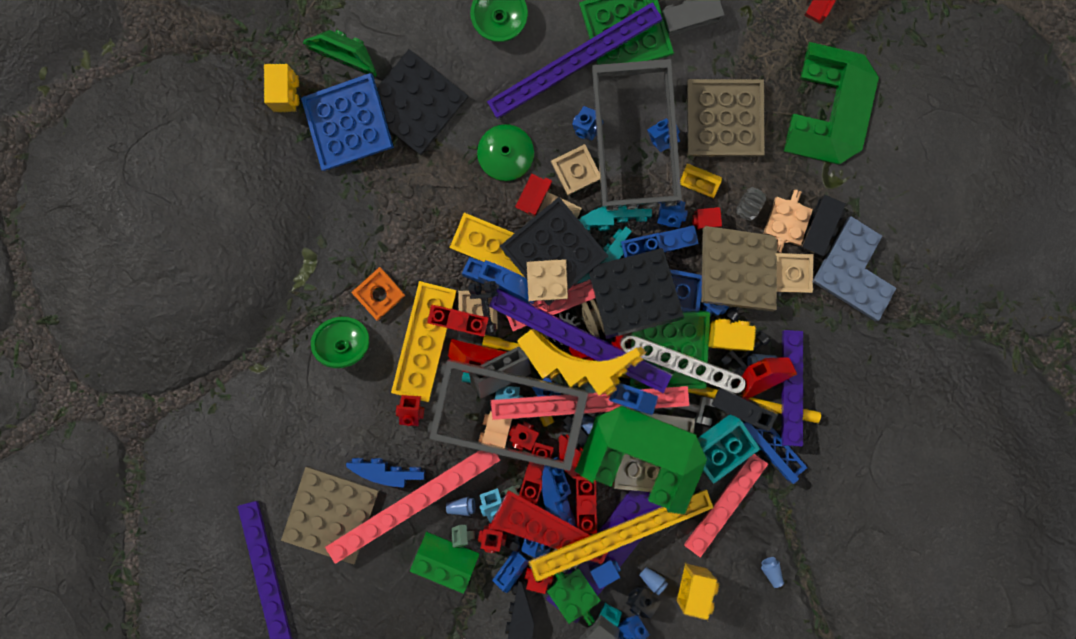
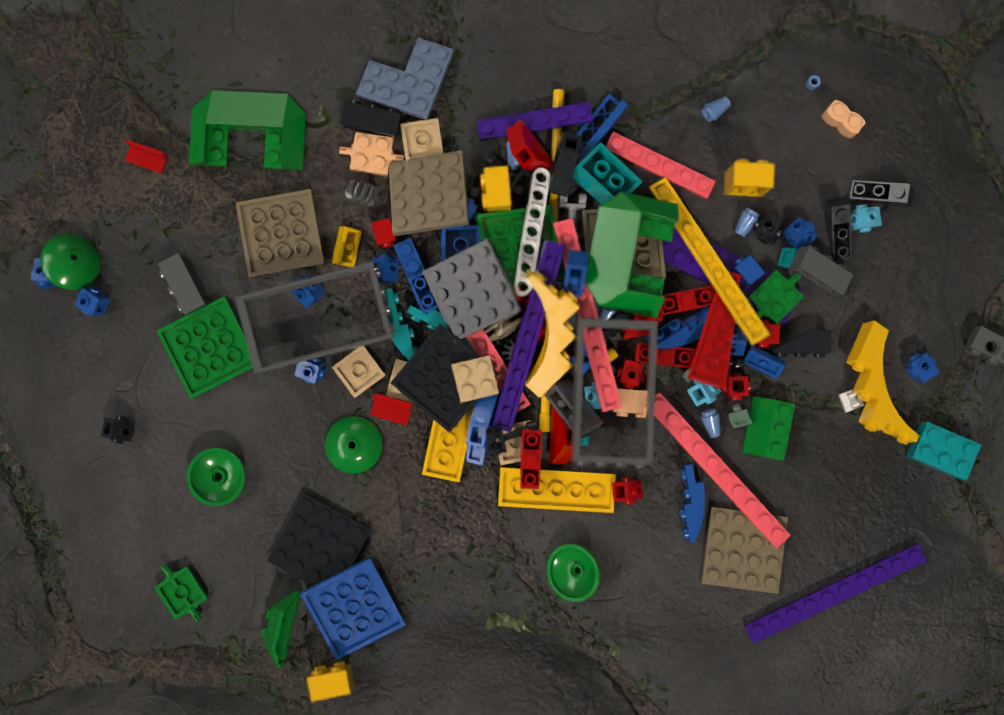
camera: 100 degrees left, 0 degrees up
(365, 290) = (521, 557): orange piece -> none
(575, 60) = (250, 392): dark purple plate -> none

